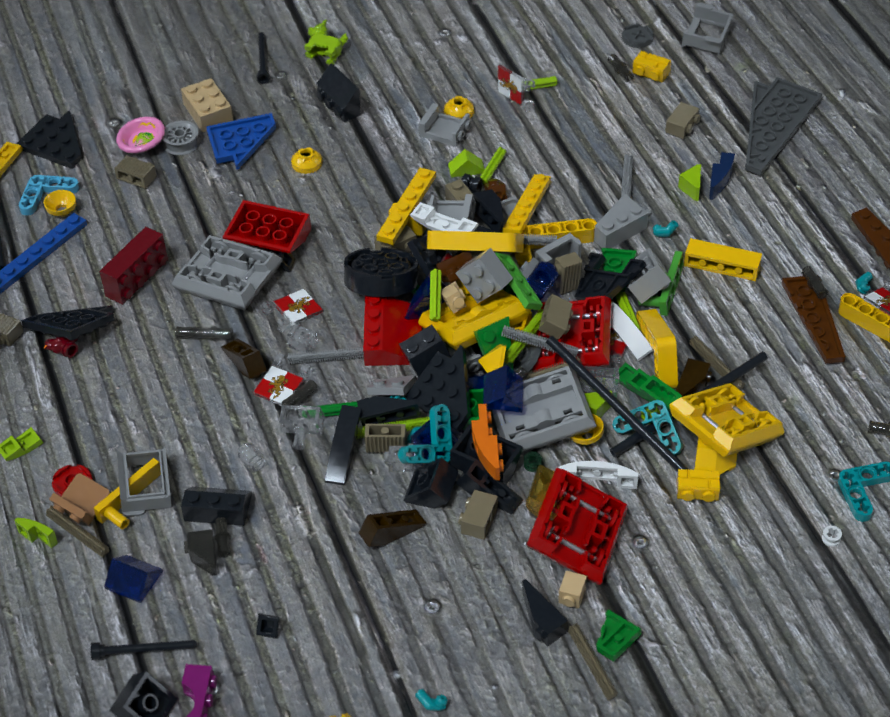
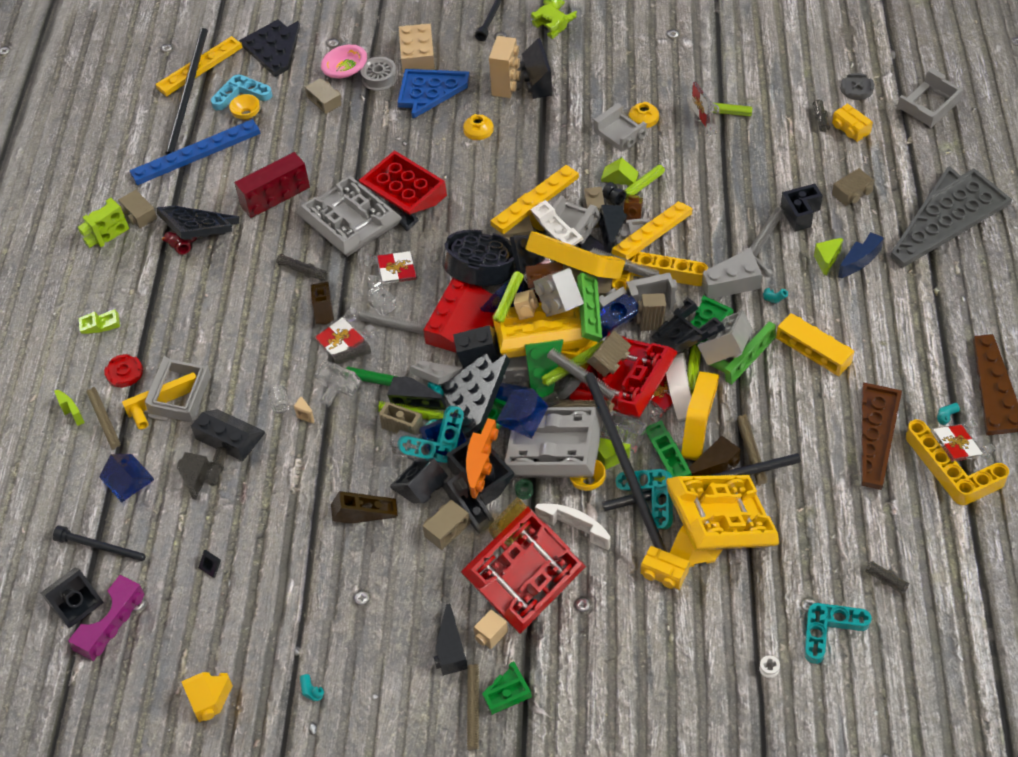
camera: 25 degrees right, 5 degrees up
(80, 499) = (116, 389): medium nougat bracket -> none
(283, 459) = (303, 411): none -> tan slope
(309, 98) = (504, 66): none -> tan brick
(343, 444) = (361, 413): black slope -> none
(493, 359) = (532, 377): yellow slope -> none
(648, 147) = (800, 205): none -> black brick
(814, 282) = (891, 398): clear smoke pin -> none

